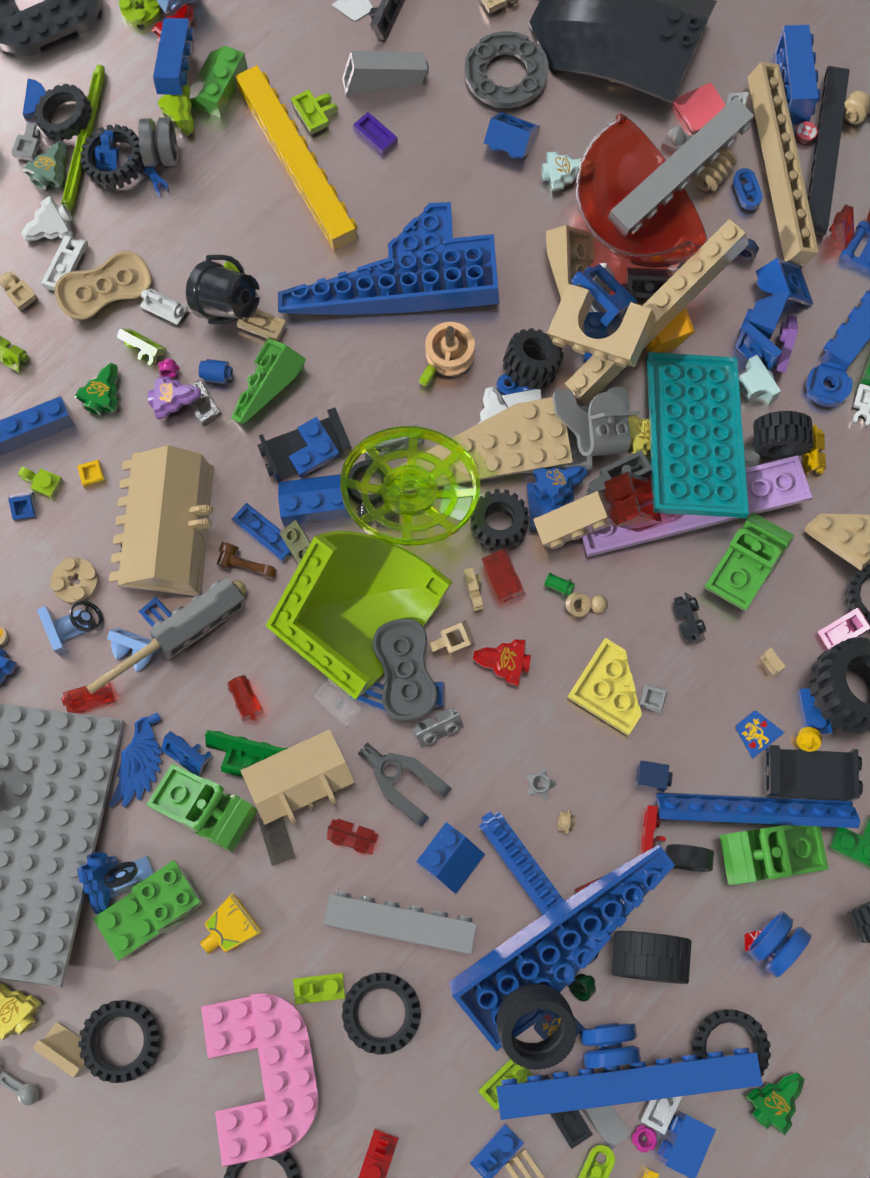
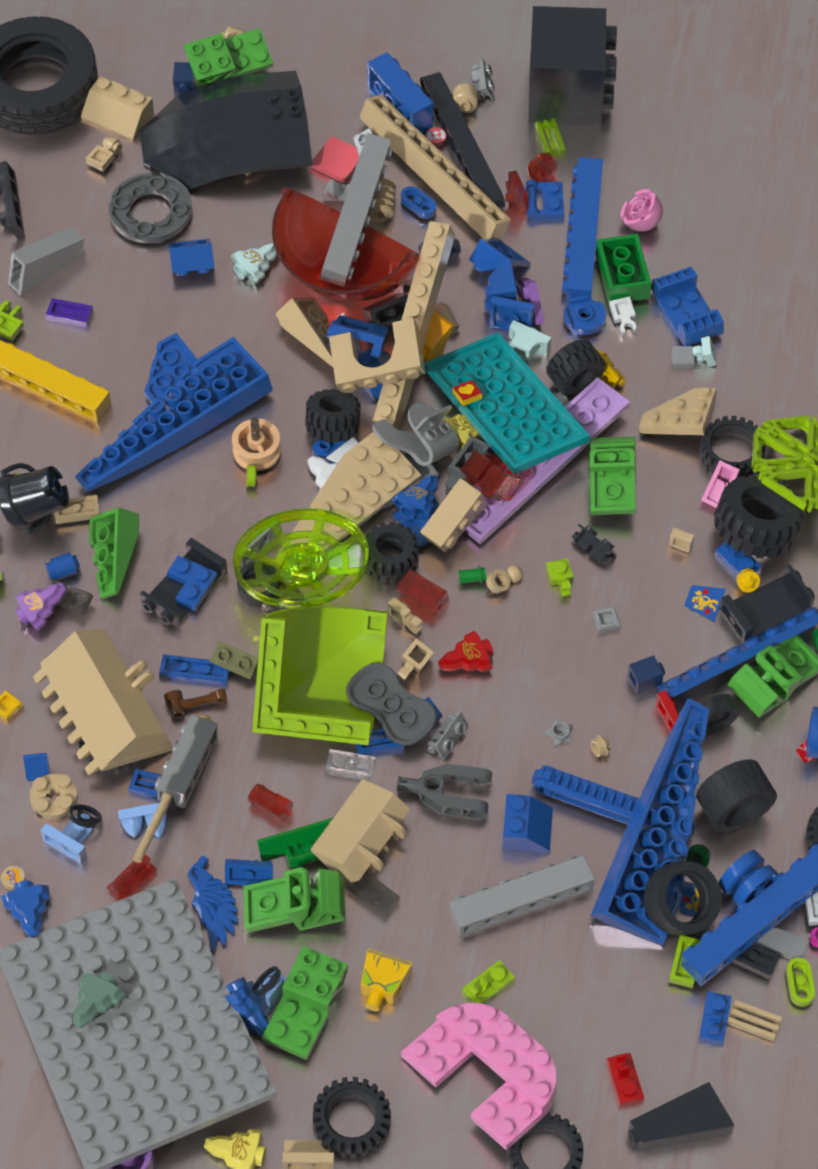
camera: 35 degrees left, 15 degrees down
(77, 545) = (36, 765): none -> blue slope
(168, 368) = (17, 586): dark pink plate -> none
(311, 500) = (222, 620): blue slope -> none
(341, 834) = (441, 856): clear red hinge -> none
(350, 1013) = (545, 995): black tyre -> none
(609, 688) = (566, 630): light yellow plate -> none
(640, 629) = (560, 574): none -> lime plate
(664, 405) = (467, 393): none -> tile
(698, 314) = (444, 310): none -> tan cone

